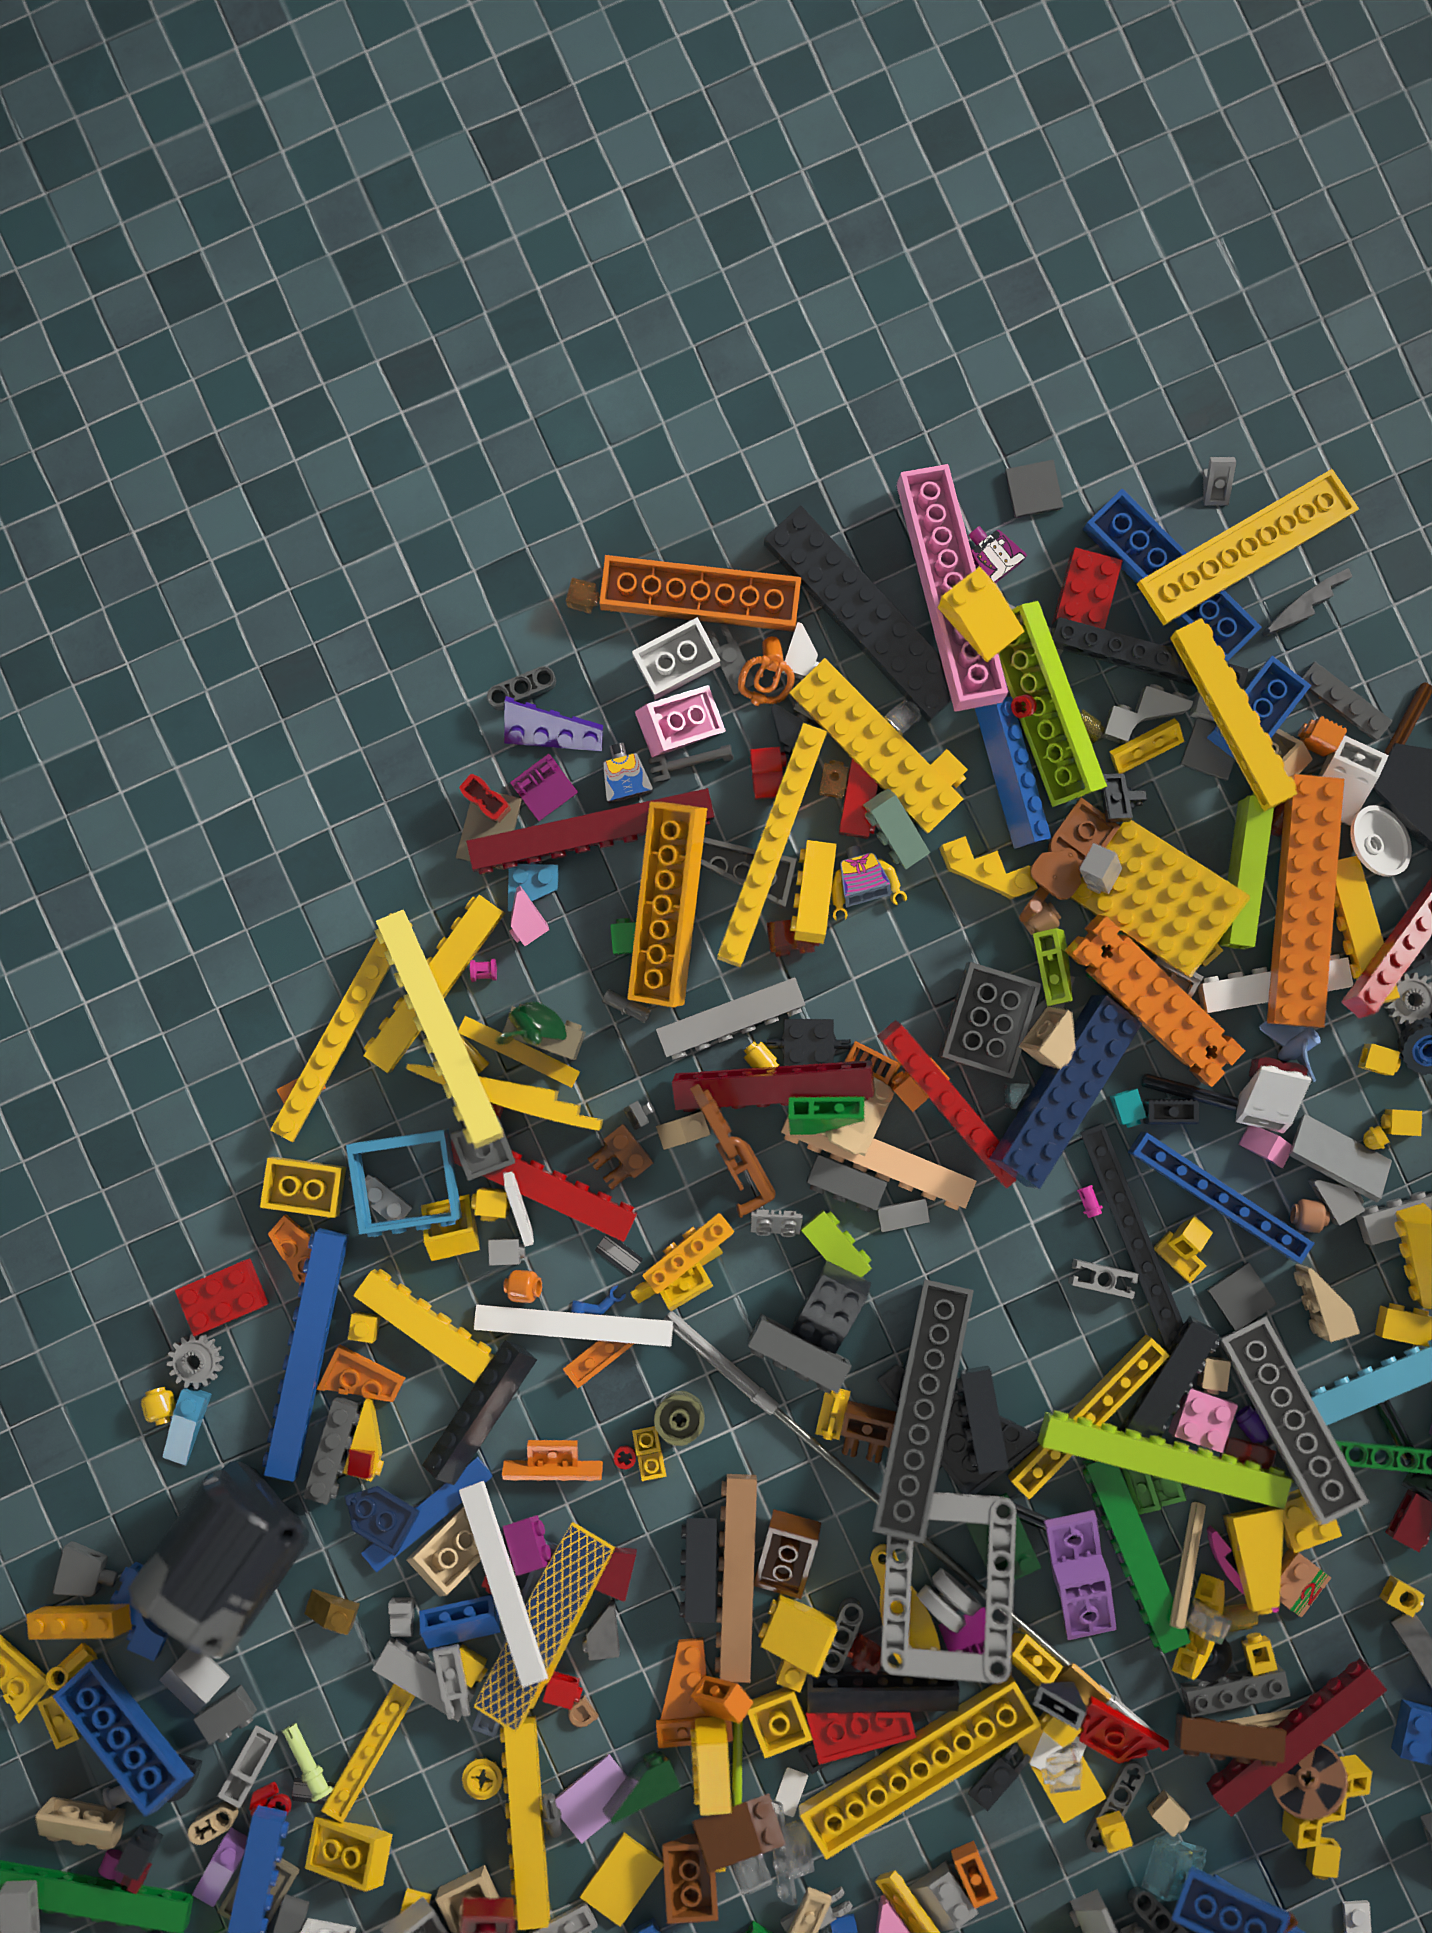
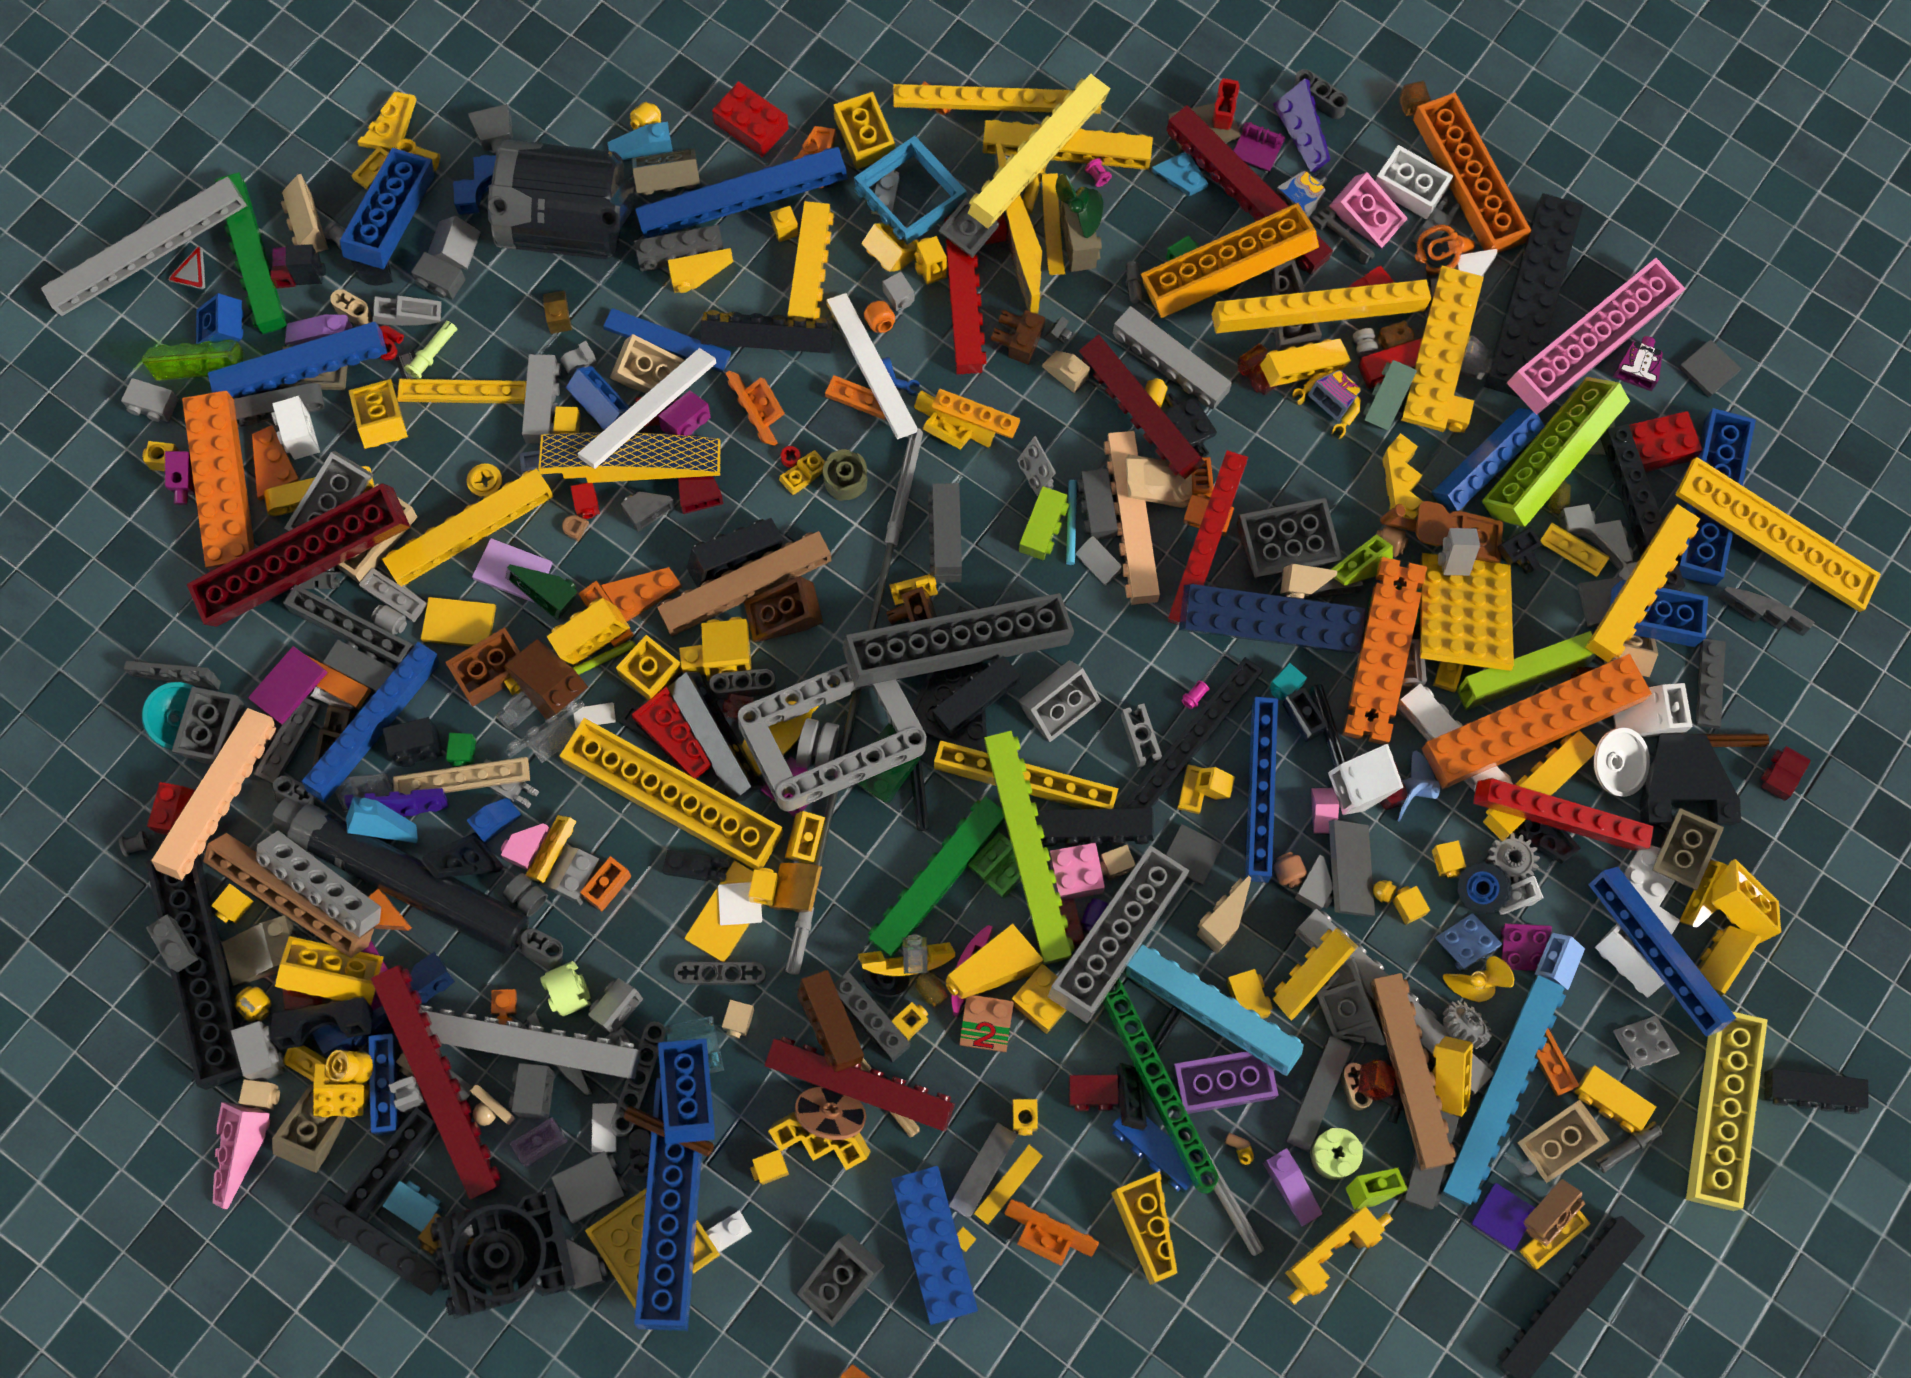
camera: 60 degrees right, 15 degrees down
(79, 1621) = (457, 138): light orange brick -> none
(186, 1370) = (683, 123): light grey gear -> none
(232, 1416) = (665, 171): none -> dark tan slope
(360, 1376) = (745, 241): orange wing -> none
(361, 1463) = (683, 267): red slope -> none
(381, 1517) = (647, 308): dark blue tile -> none
(451, 1679) = (552, 410): light grey hinge -> none
(518, 1208) = (937, 278): white tile -> none
(525, 919) = (1154, 178): bright pink slope -> none
(551, 1815) = (484, 539): dark grey axle -> none
(619, 1254) = (942, 374): sticker -> none
(722, 1699) = (644, 613): orange brick -> none
(735, 1146) = (1076, 397): dark orange plate -> none
(824, 1114) = (1140, 443): green slope -> none
(826, 817) = (1365, 342): none -> light grey wheel
(831, 1307) = (996, 536): black brick -> none
(847, 1217) = (1071, 522): none -> medium azure bar
(981, 614) = (1592, 353): yellow slope -> none
(1014, 1093) = (1247, 582): clear light blue slope -> none
(1017, 707) = (1544, 433): red bush -> none
(1025, 1337) = (1060, 700): none -> light grey slope
(1062, 1702) = (785, 867): black slope -> none
(1063, 1769) = (730, 904): clear slope -> none
(1080, 1575) = (895, 838): medium lavender bracket -> none
(1114, 1831) = (701, 974): yellow brick -> none
(1117, 1734) = (782, 935): red wing -> none
(1187, 1565) = (951, 920): tan axle -> none
(1218, 480) = (1811, 493): light grey slope -> none
(1322, 736) = (1672, 668): orange brick -> none

